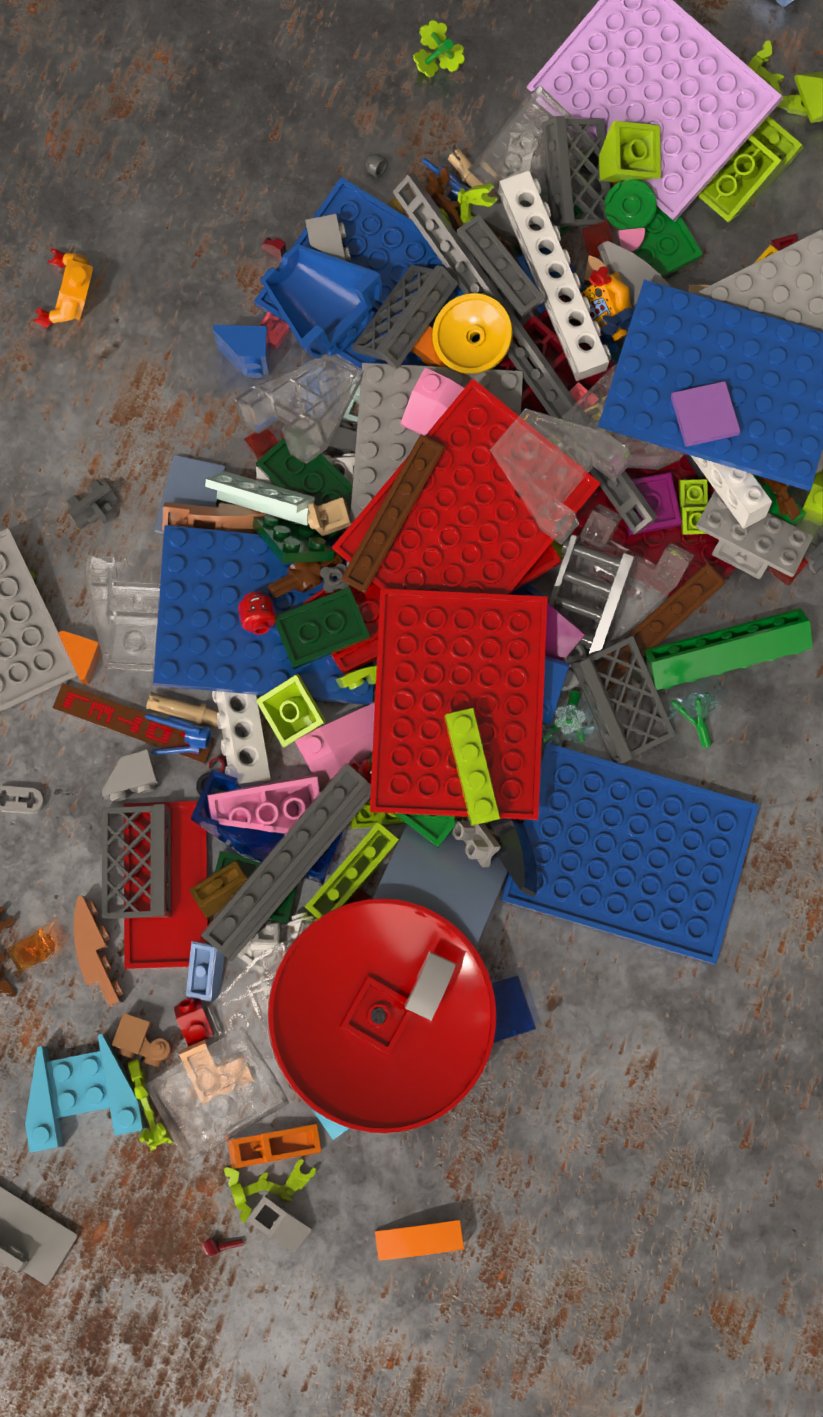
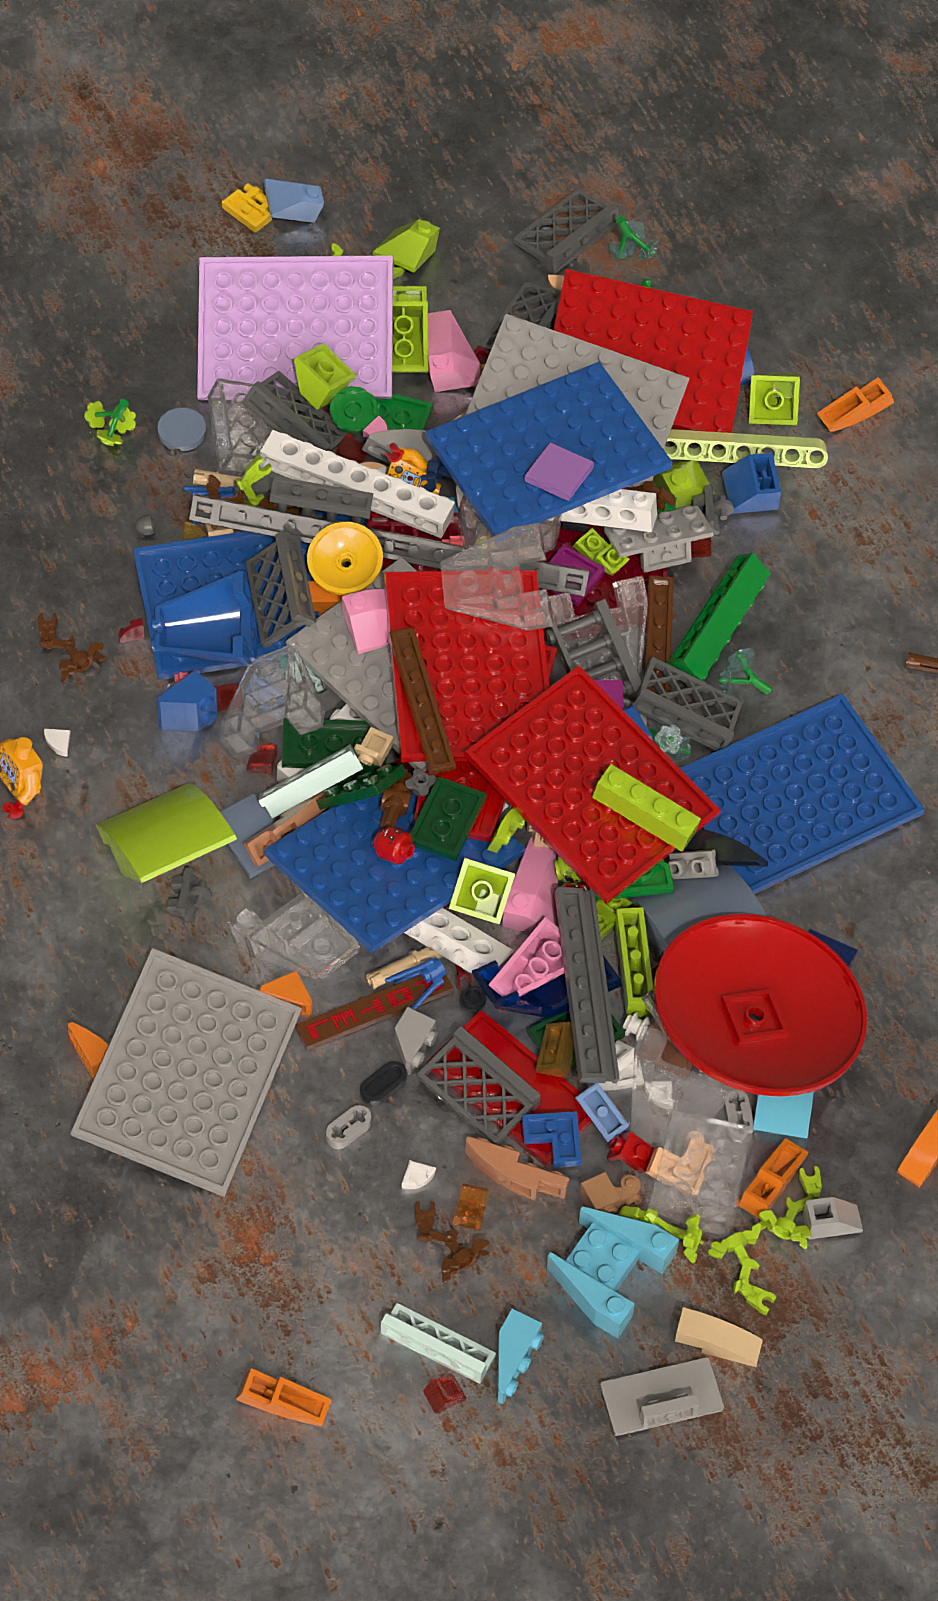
camera: 50 degrees left, 20 degrees down
(27, 885) = (417, 1175): none -> white tile
(77, 789) = (383, 1083): none -> black tile
(98, 1229) = (718, 1337): none -> tan slope
(116, 442) = (165, 832): none -> lime slope
(132, 289) = (58, 740): none -> white tile
(154, 958) = (557, 1129): none -> blue plate
(190, 1169) = (736, 1243): none -> lime piece
(211, 236) = (79, 660): none -> reddish brown piece
(211, 1247) = (805, 1280): dark red hand -> none
(289, 360) = (225, 695): none -> clear red slope
(326, 236) = (167, 585): light grey slope -> none
(430, 985) = (772, 956): light grey slope -> none
(488, 104) = (181, 429): none -> sand blue tile
(763, 220) = (450, 355): none -> bright pink wedge

